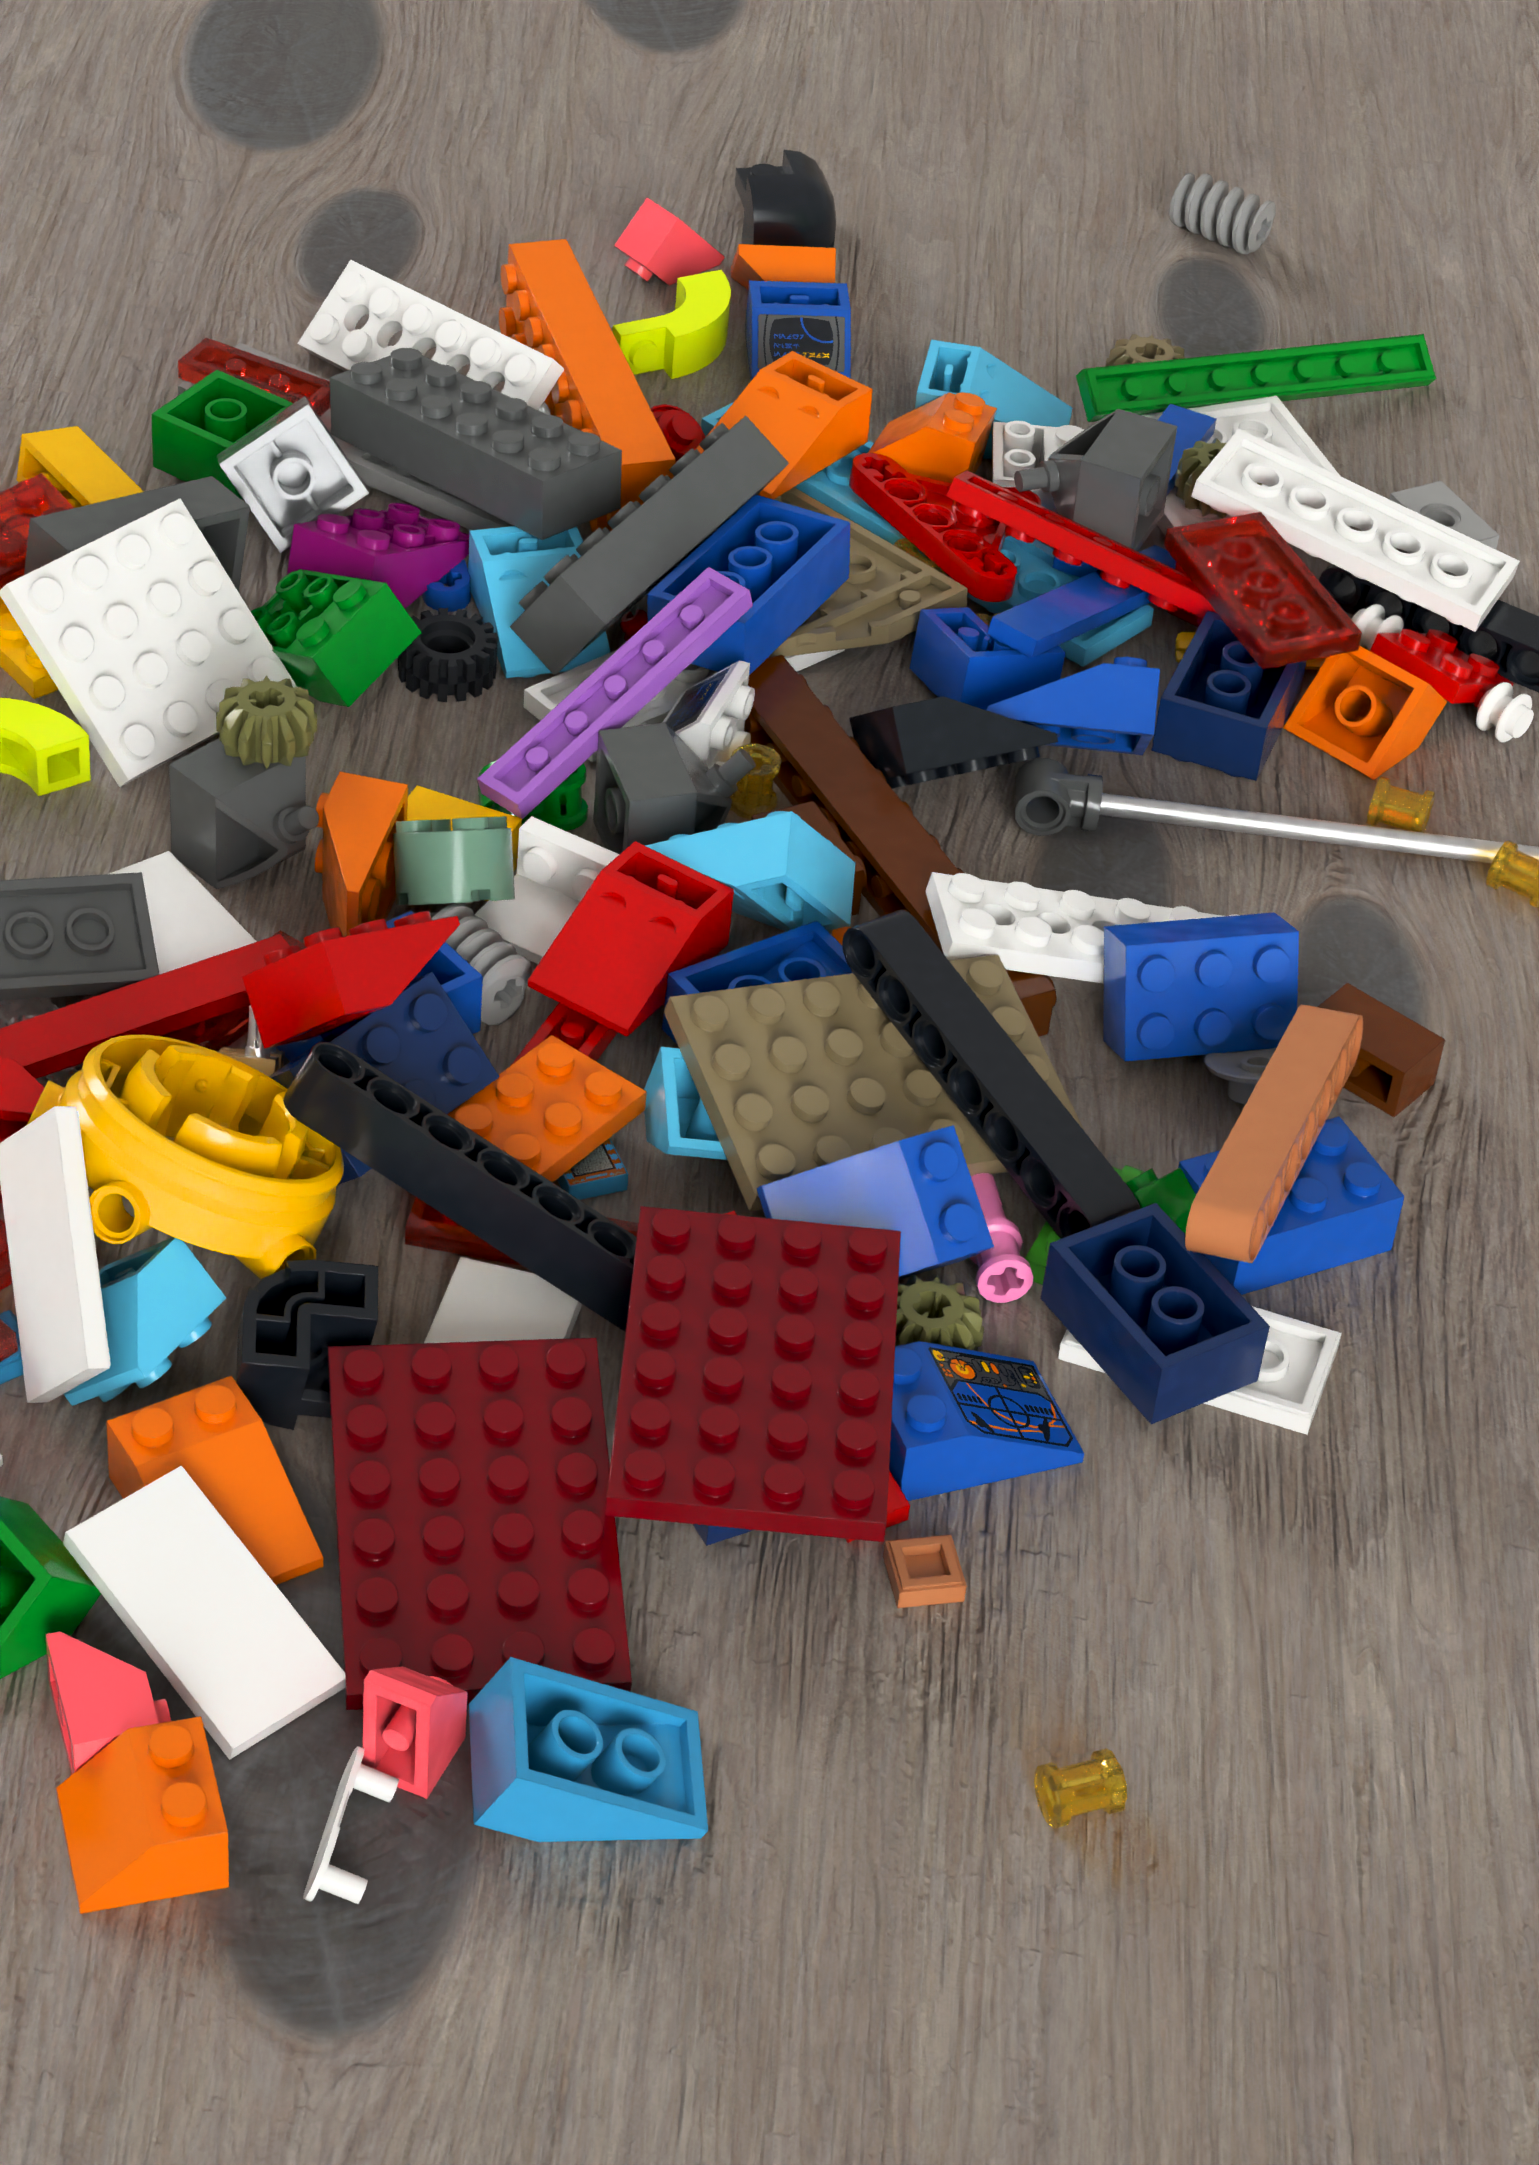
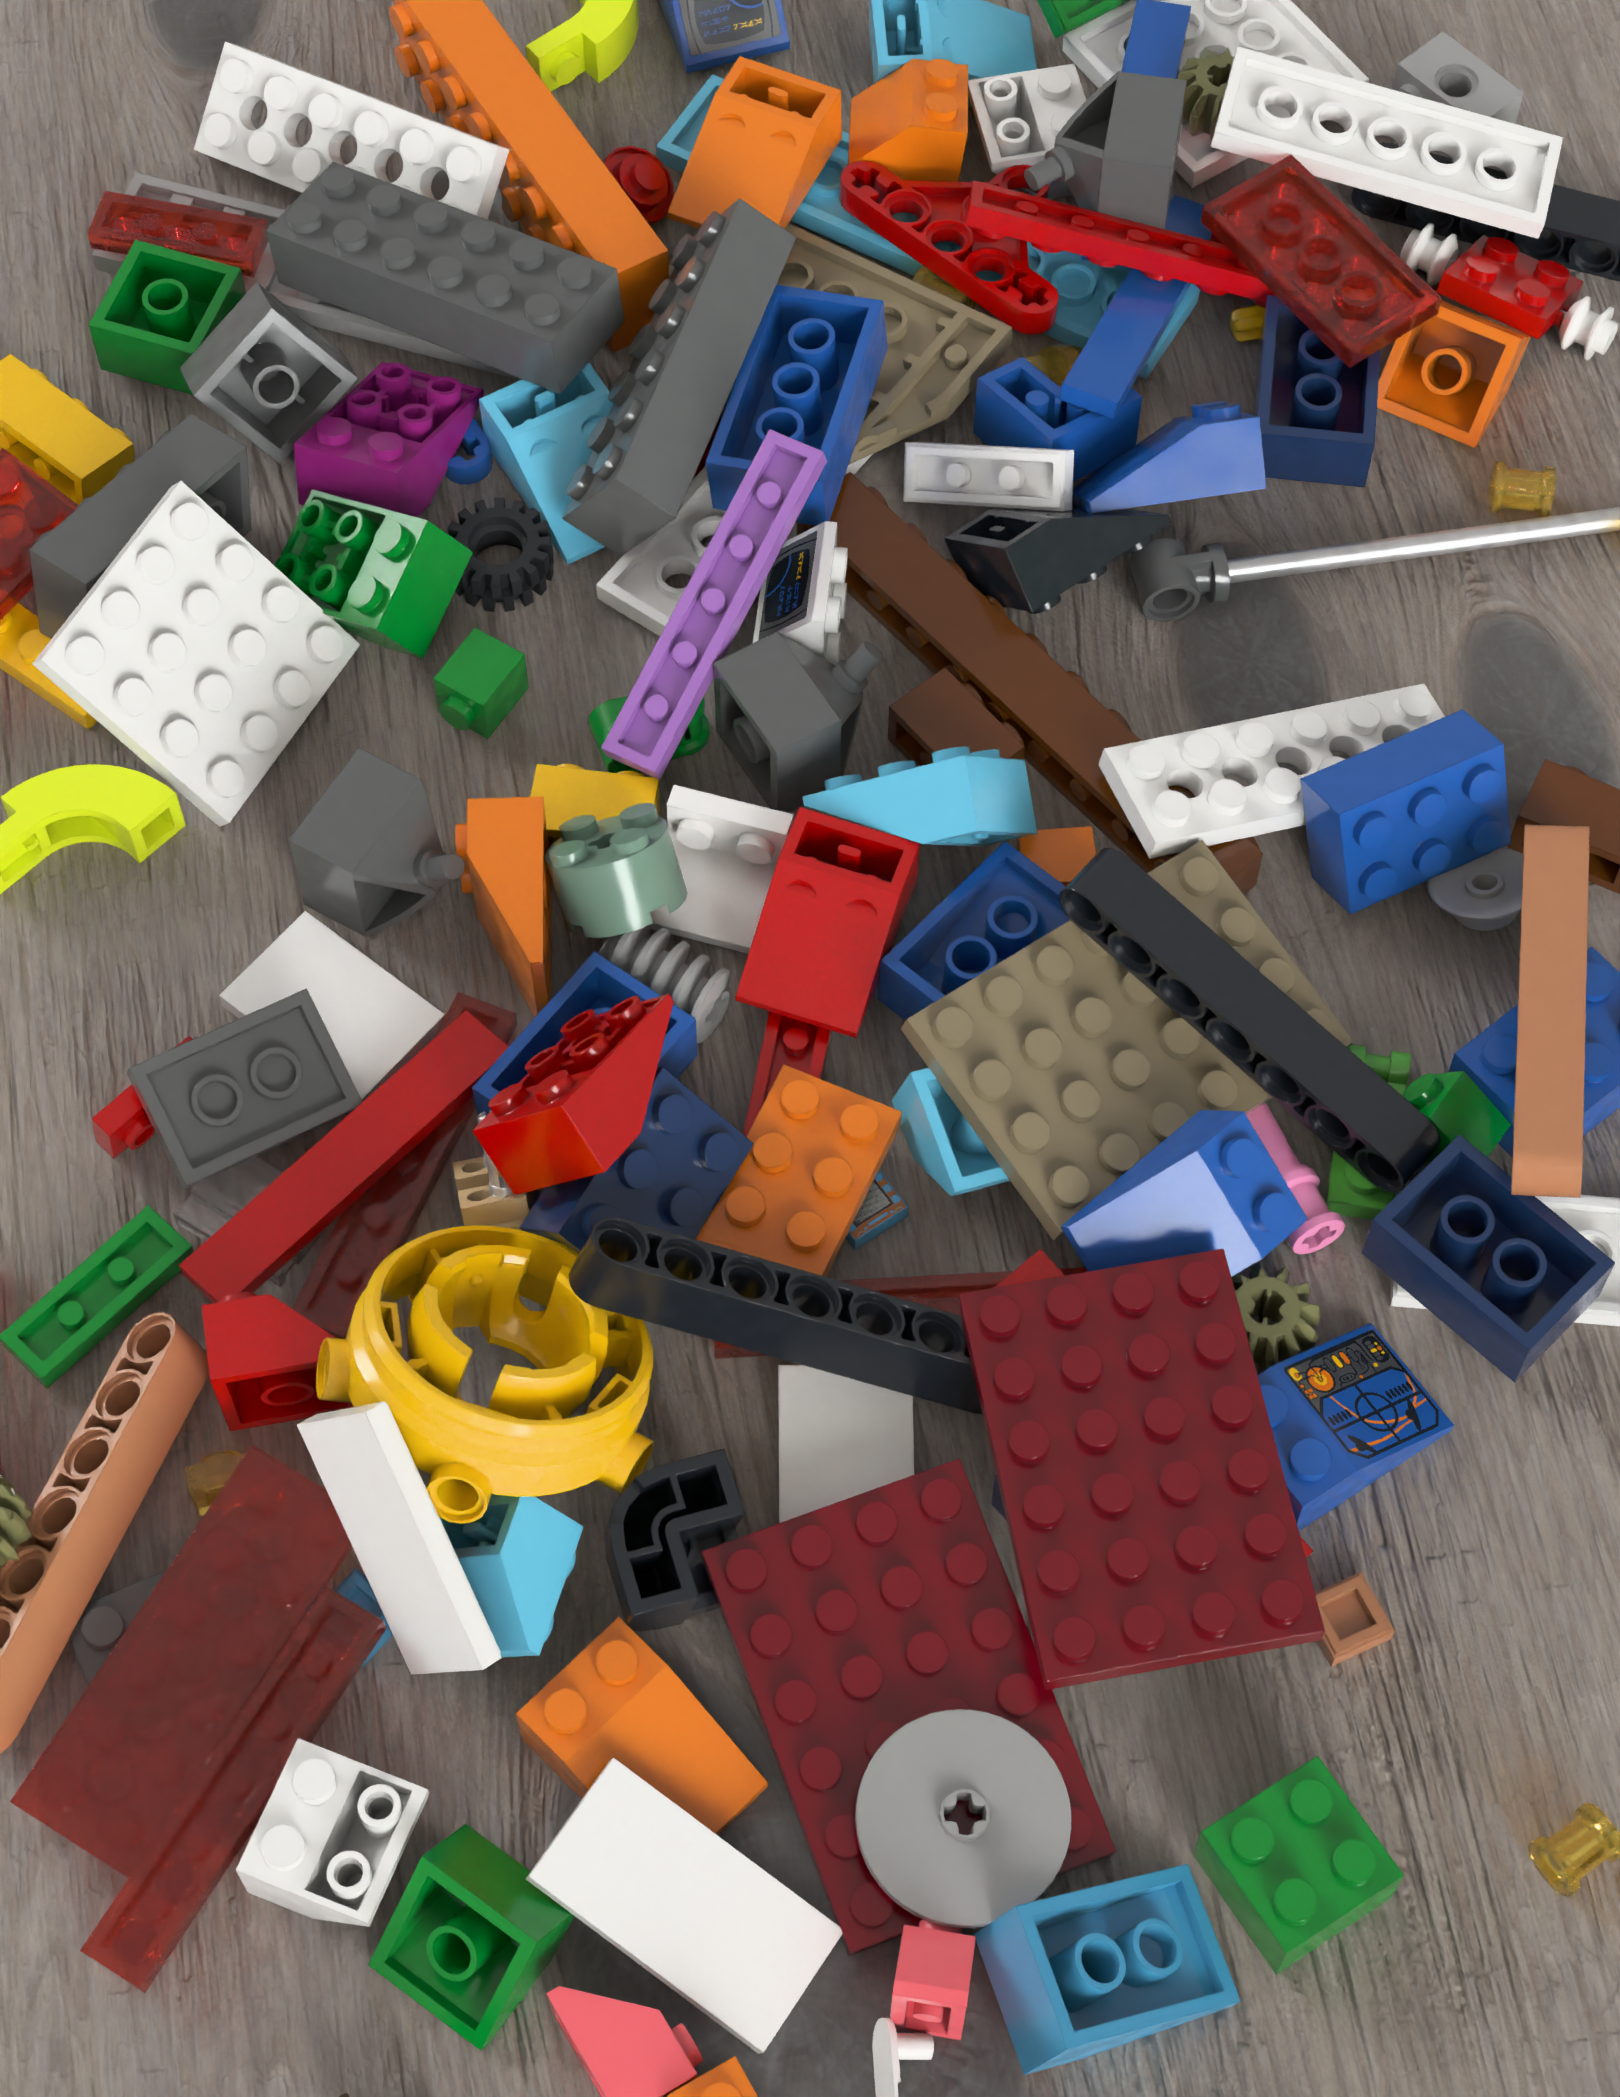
camera: 10 degrees left, 20 degrees up
(266, 722) = (376, 767): olive gear -> none
(393, 732) = (480, 683): none -> green brick
(454, 1567) = (923, 1857): none -> light grey piece
(755, 788) = (872, 625): clear yellow bush -> none
(800, 1728) = (1297, 1864): none -> green brick
(890, 680) = (988, 476): none -> white tile

